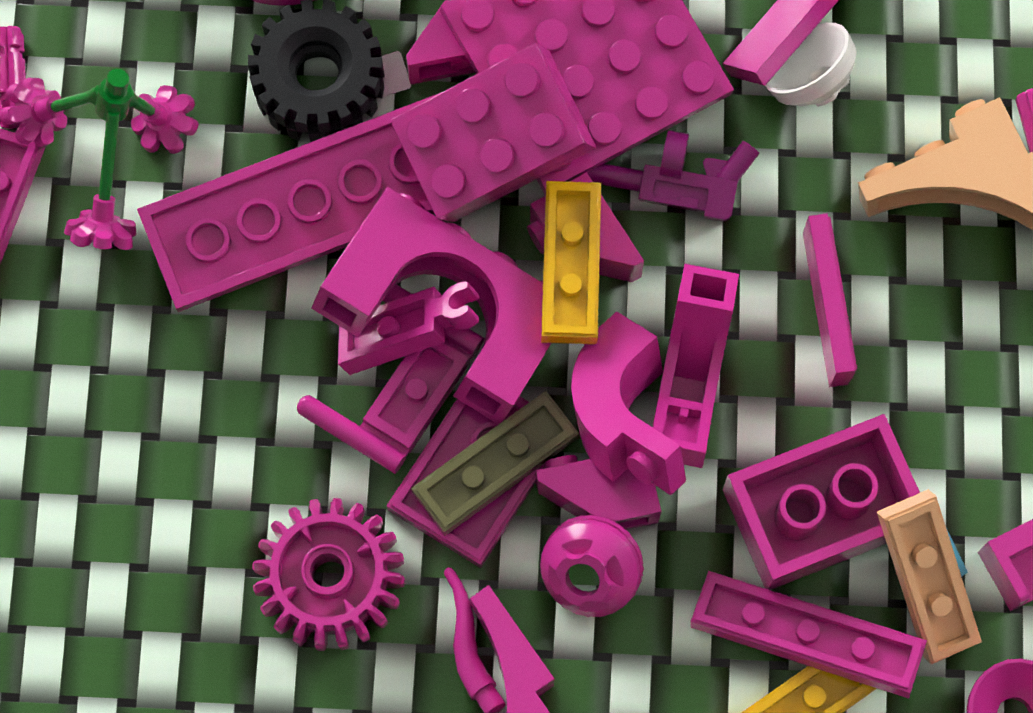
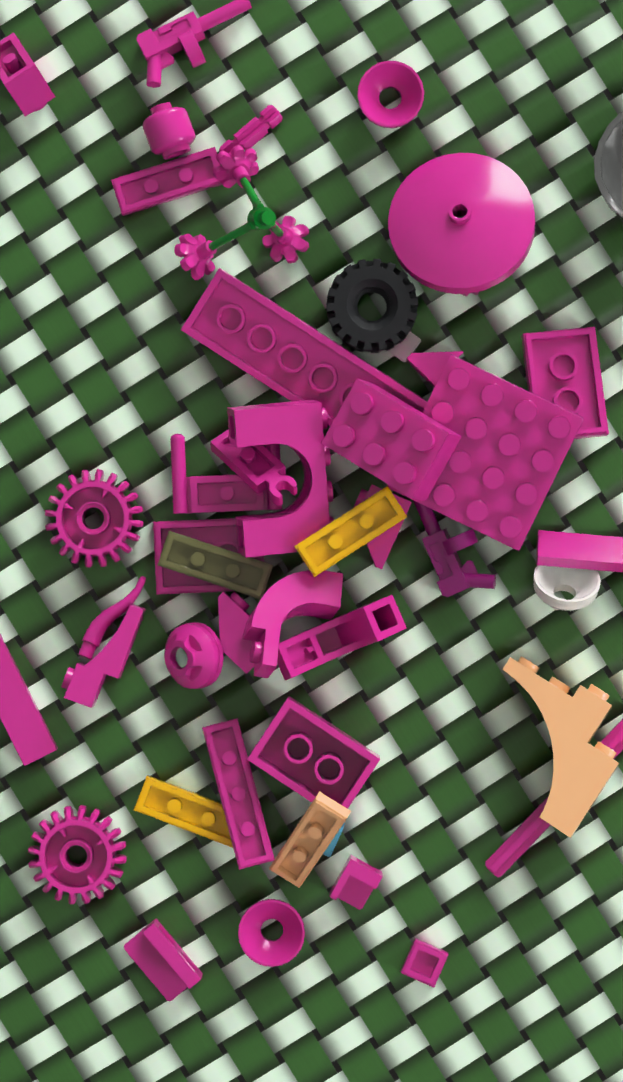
camera: 55 degrees right, 15 degrees up
(829, 300) = (434, 684): dark pink tile -> none

